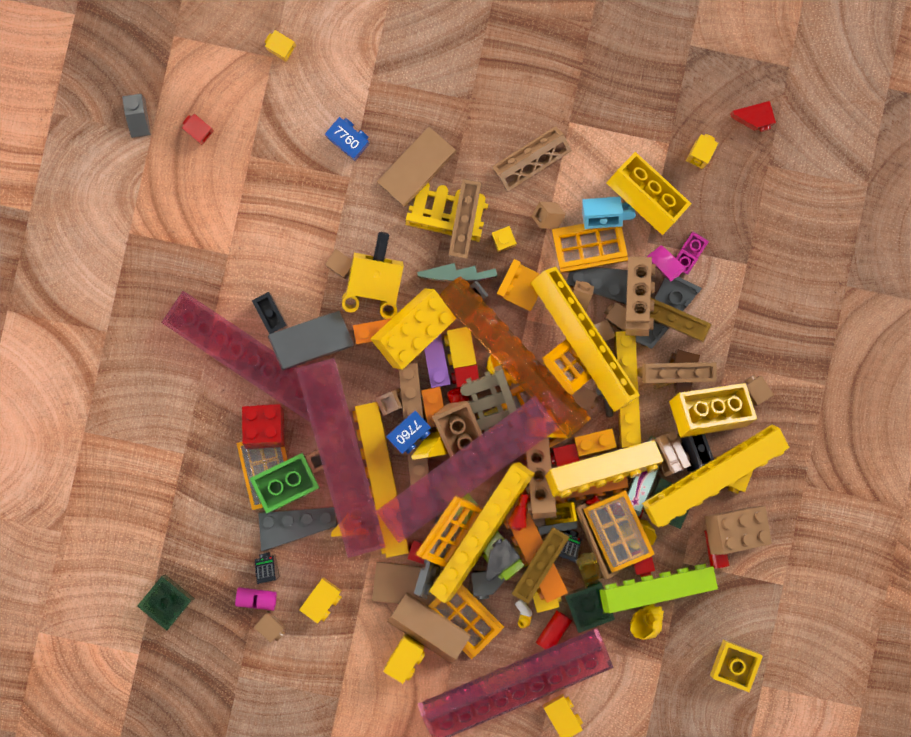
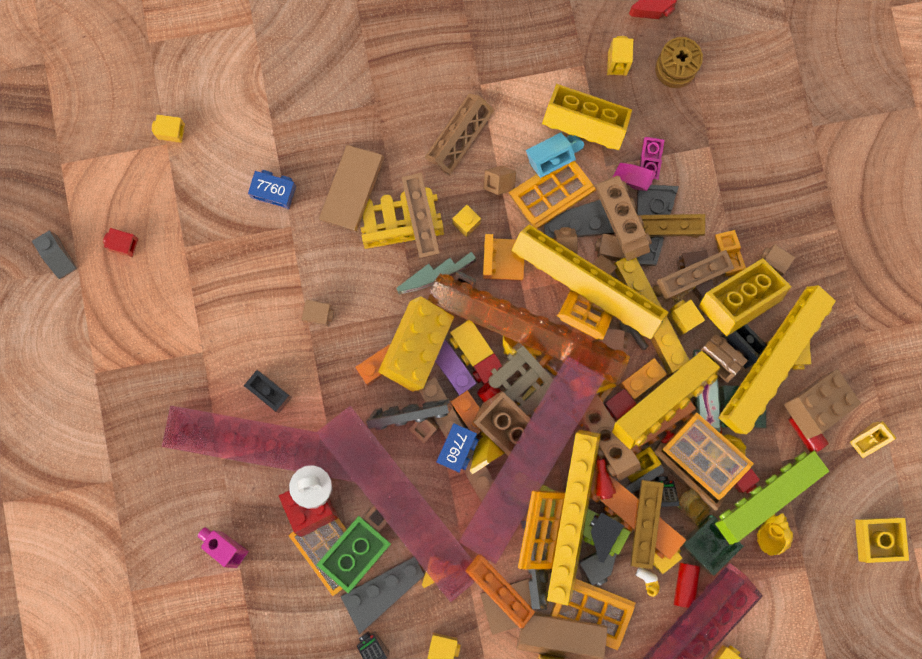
camera: 25 degrees left, 5 degrees down
(180, 434) = (222, 548): none -> dark pink torso
(272, 411) = (310, 487): none -> white tile
(310, 340) = (319, 400): dark grey tile -> none
(355, 380) = (380, 419): none -> dark grey wing
(374, 278) = (356, 311): yellow piece -> none
(378, 469) = (437, 490): yellow brick -> none
(393, 566) = (500, 591): none -> orange tile
(412, 554) = (513, 561): red brick -> none
(654, 404) = (685, 316): none -> yellow brick
(723, 356) = (729, 242): none -> light orange slope
(742, 184) = (673, 71): none -> pearl gold wheel
(768, 578) = (872, 438): none -> yellow slope

